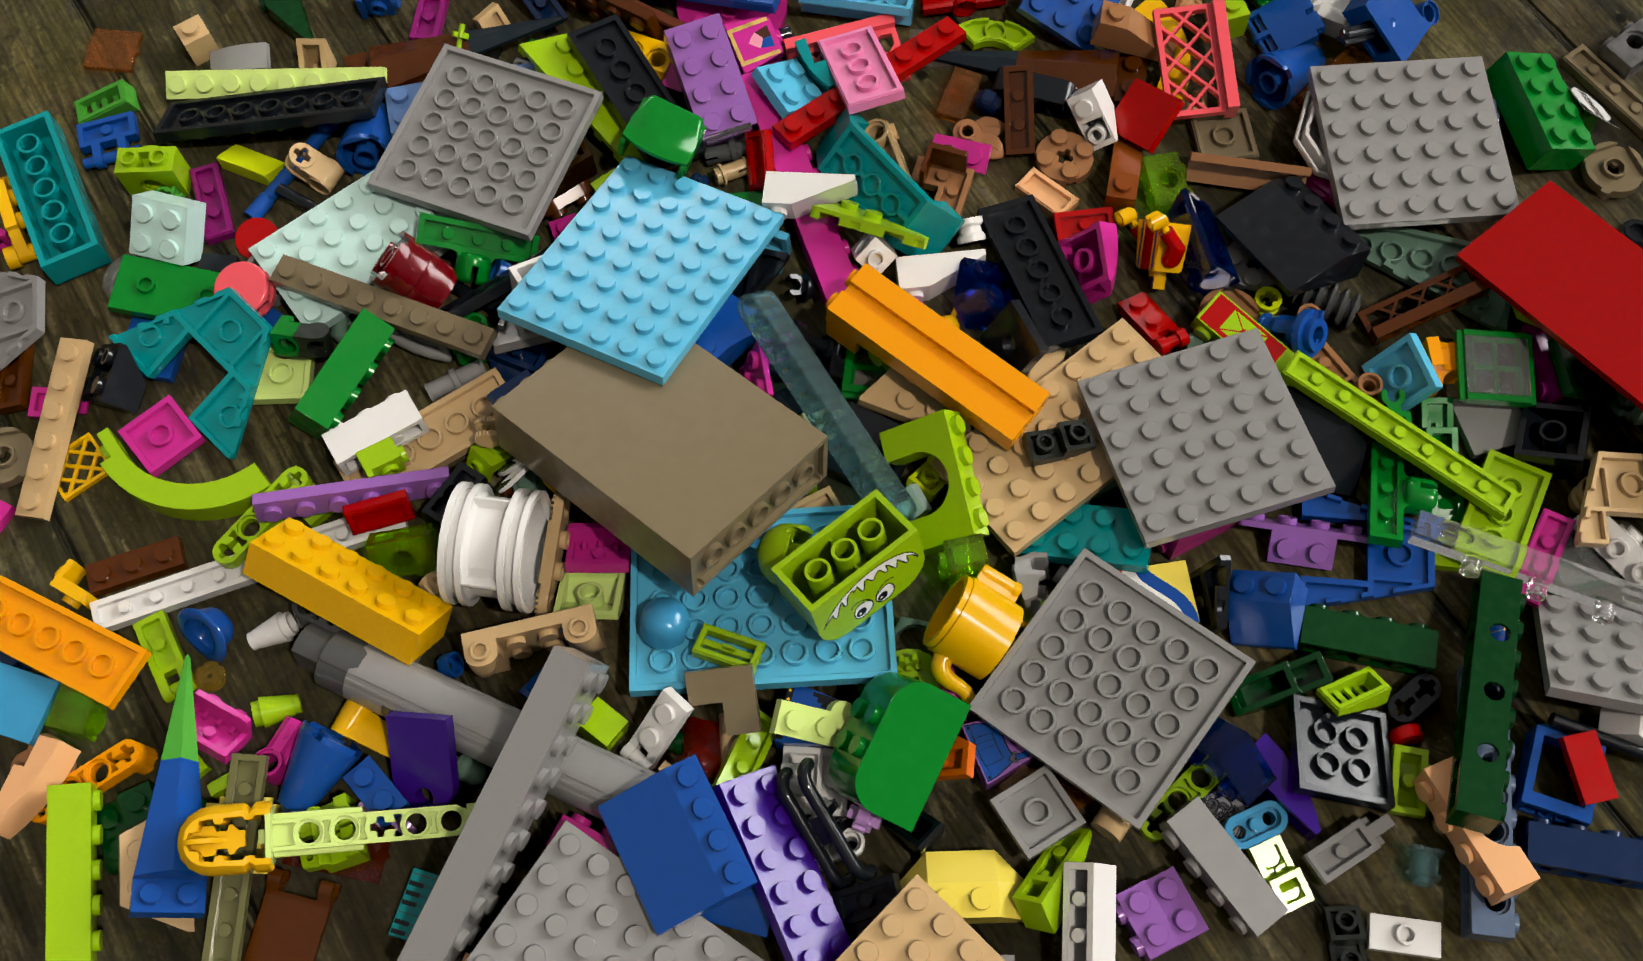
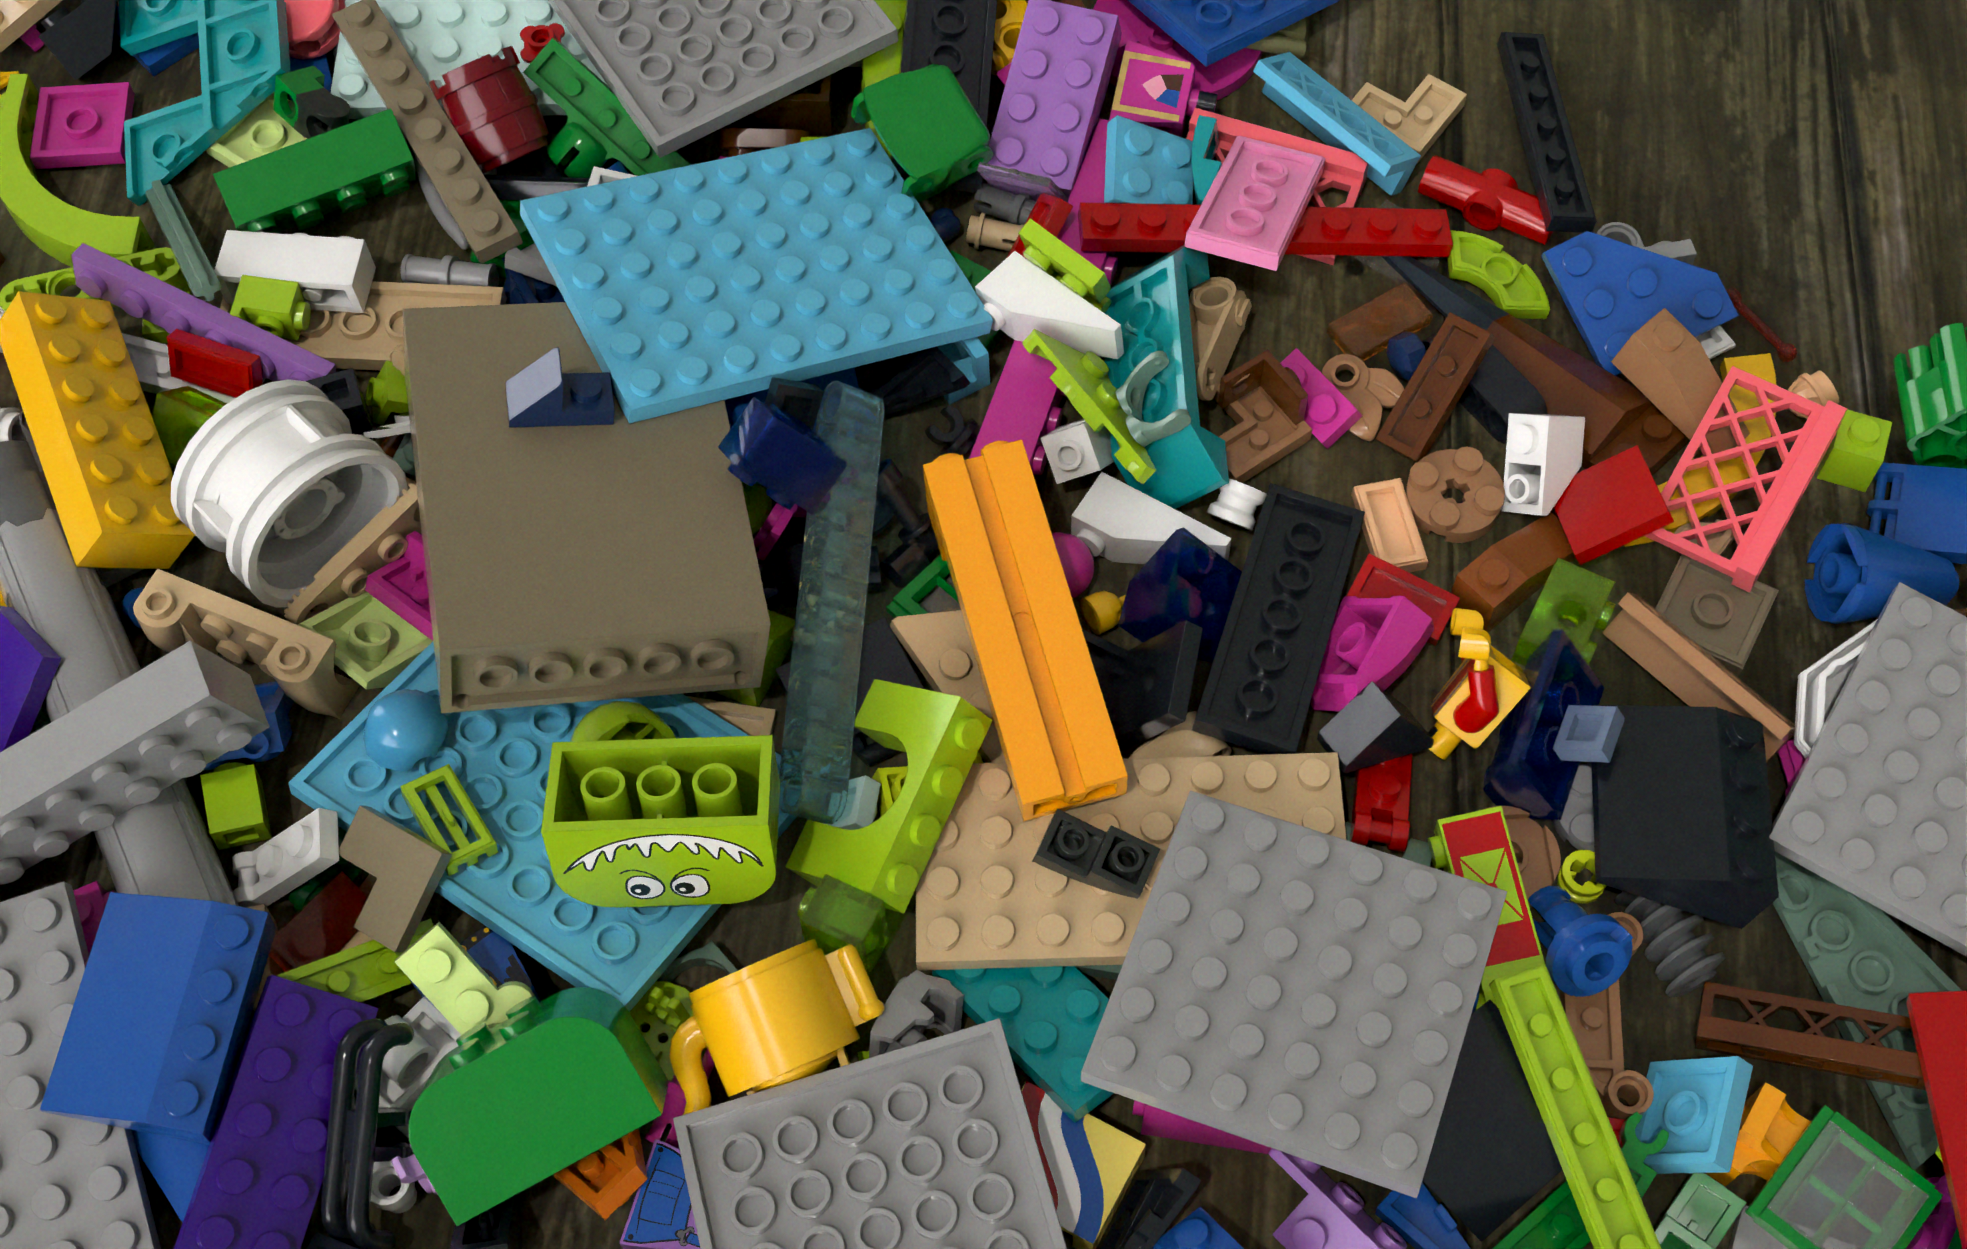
camera: 35 degrees right, 5 degrees down
(294, 458) = (183, 241): none -> sand green axle
(399, 219) = (537, 38): none -> red plate
(618, 395) = (548, 397): none -> dark blue slope
(727, 324) = (796, 398): none -> black plate
(754, 349) = (781, 456): none -> clear blue brick
(798, 161) = (1065, 265): none -> lime plate
(883, 206) = (1131, 398): none -> sand green cap
(1128, 297) = (1373, 731): none -> slope
(1229, 230) = (1589, 733): none -> sand blue plate

